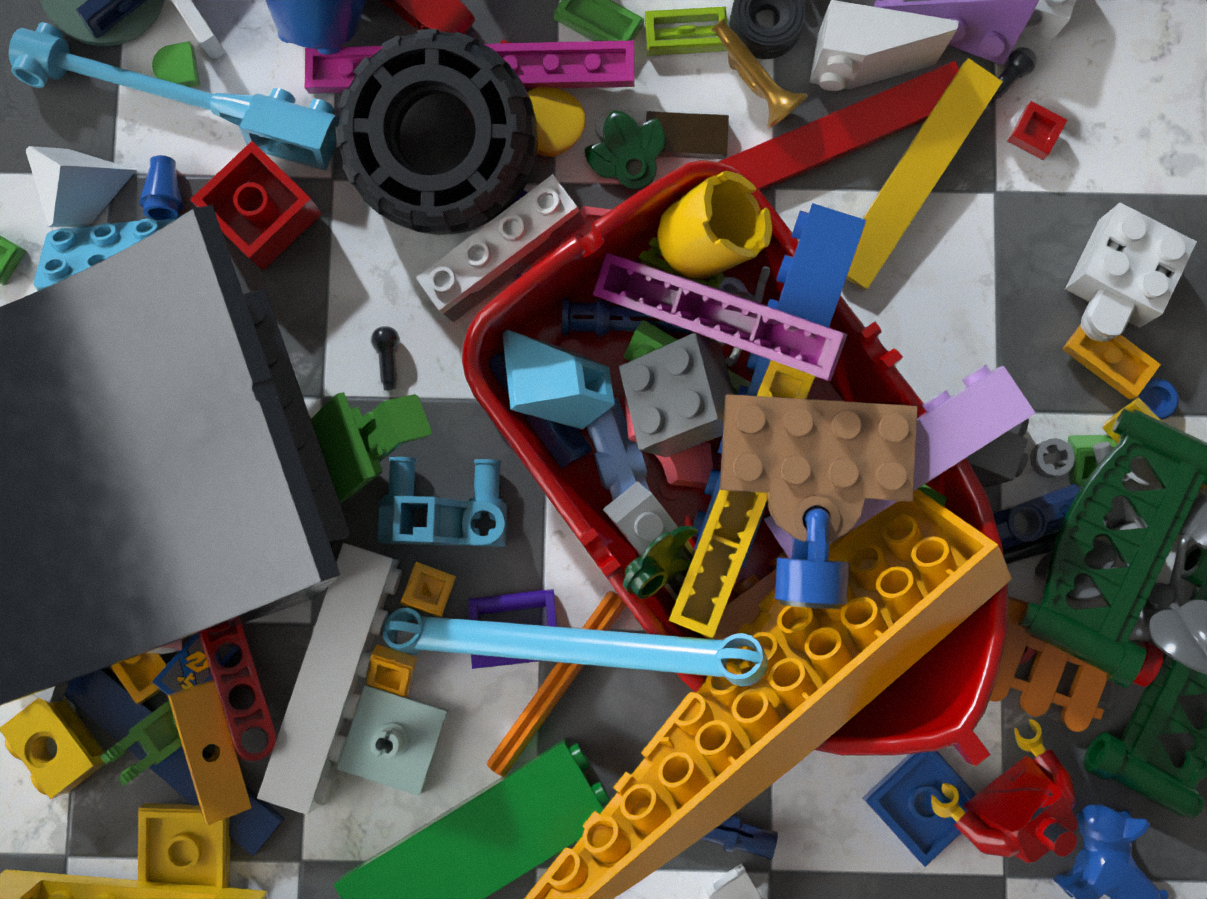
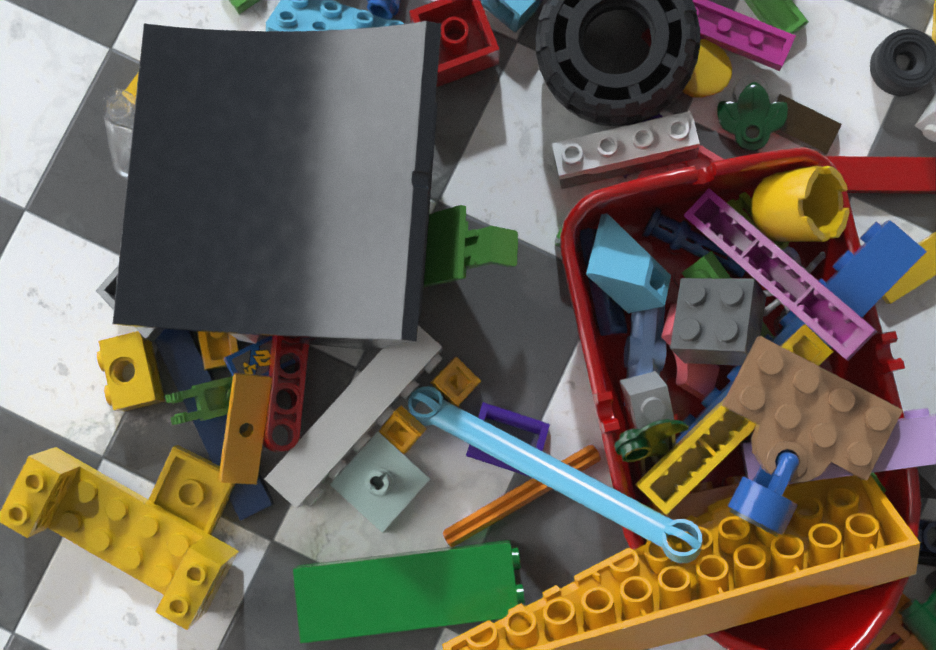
camera: 25 degrees right, 0 degrees up
(385, 342) = (504, 182): black piece -> none
(448, 520) = (498, 334): medium azure piece -> none
(683, 46) = (835, 45): lime tile -> none
(756, 77) = (877, 105): pearl gold piece -> none

